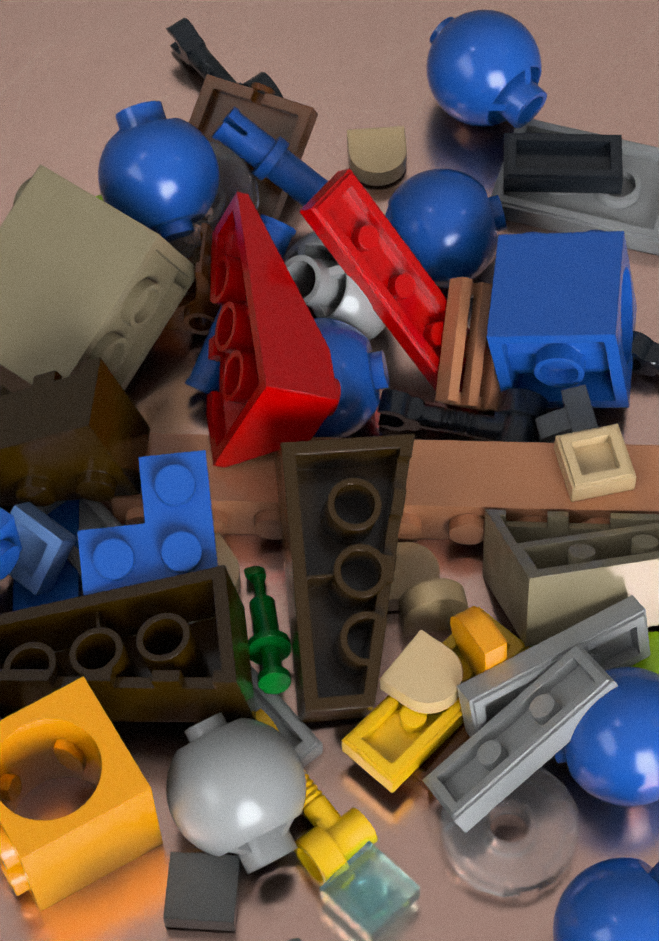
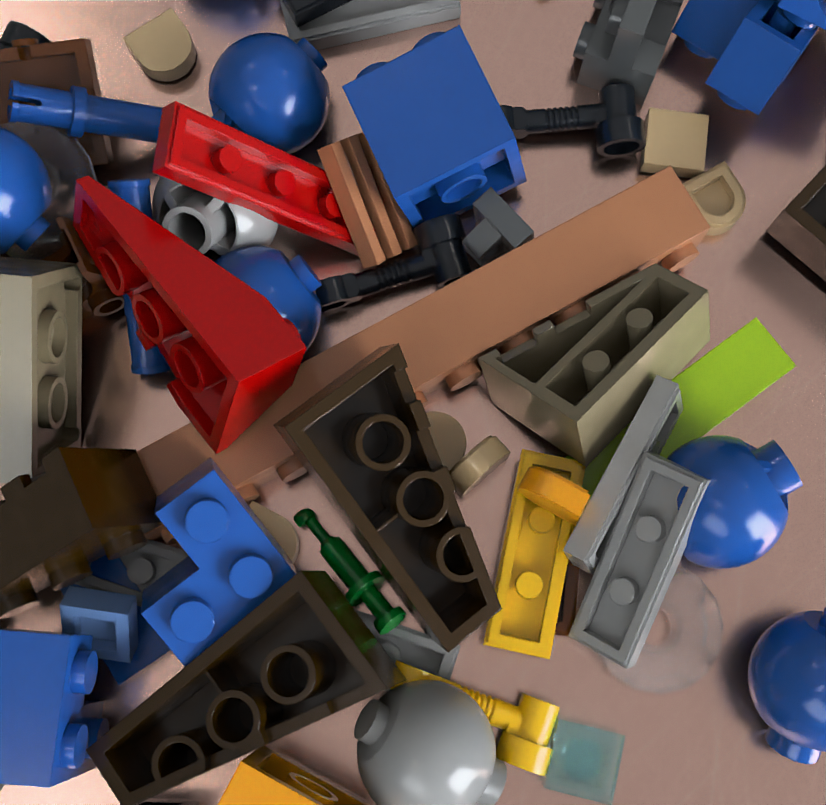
camera: 30 degrees left, 20 degrees up
(424, 676) = (523, 547): tan tile -> none
(594, 462) = (546, 260): tan tile -> none

